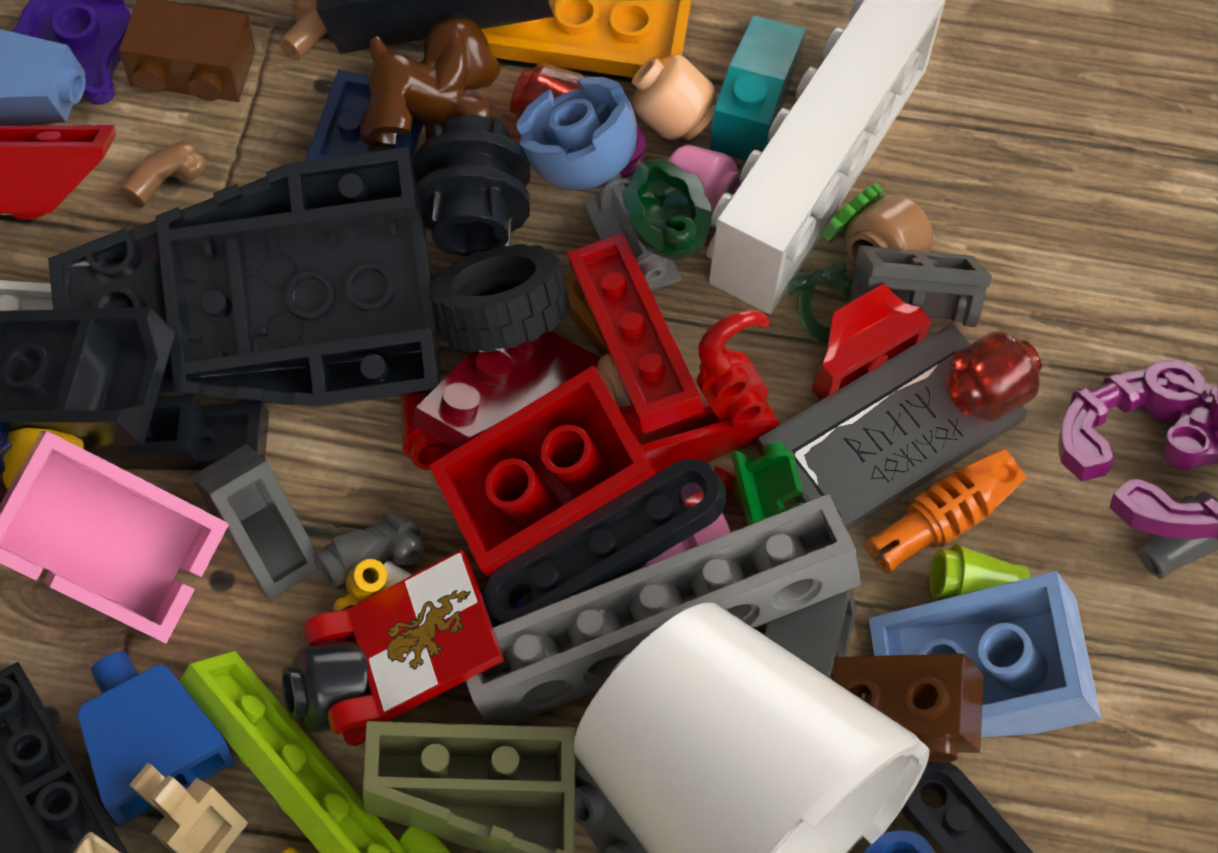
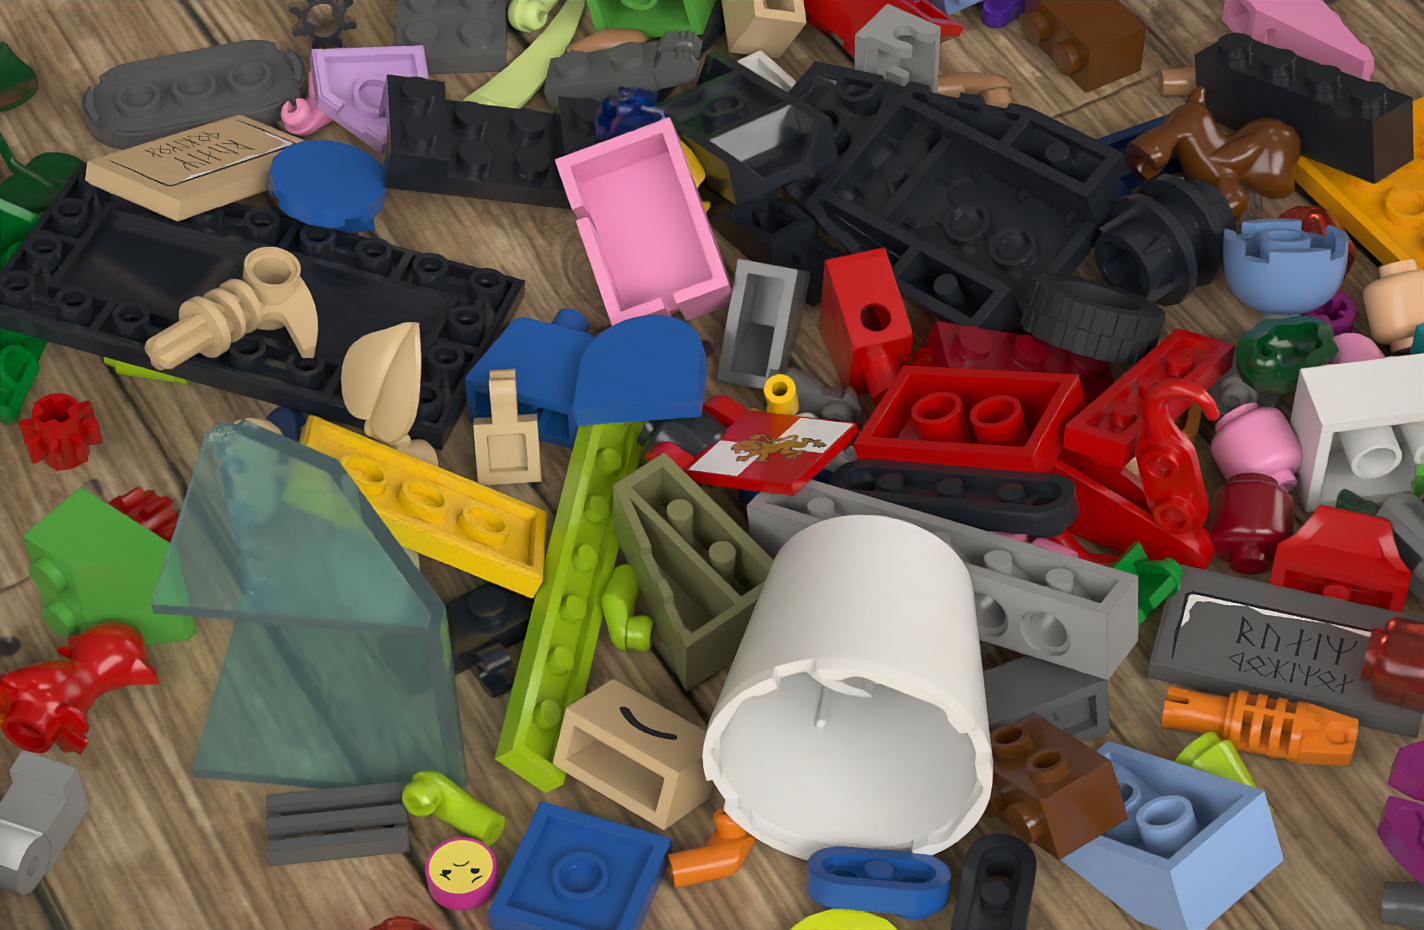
camera: 55 degrees right, 15 degrees down
(104, 194) = (899, 48): none -> light grey hinge
(251, 665) = (641, 373): none -> blue tile
(353, 456) = (870, 345): none -> red torso
(706, 294) = (1257, 442): none -> bright pink head
(779, 358) = (1249, 521): none -> dark red head

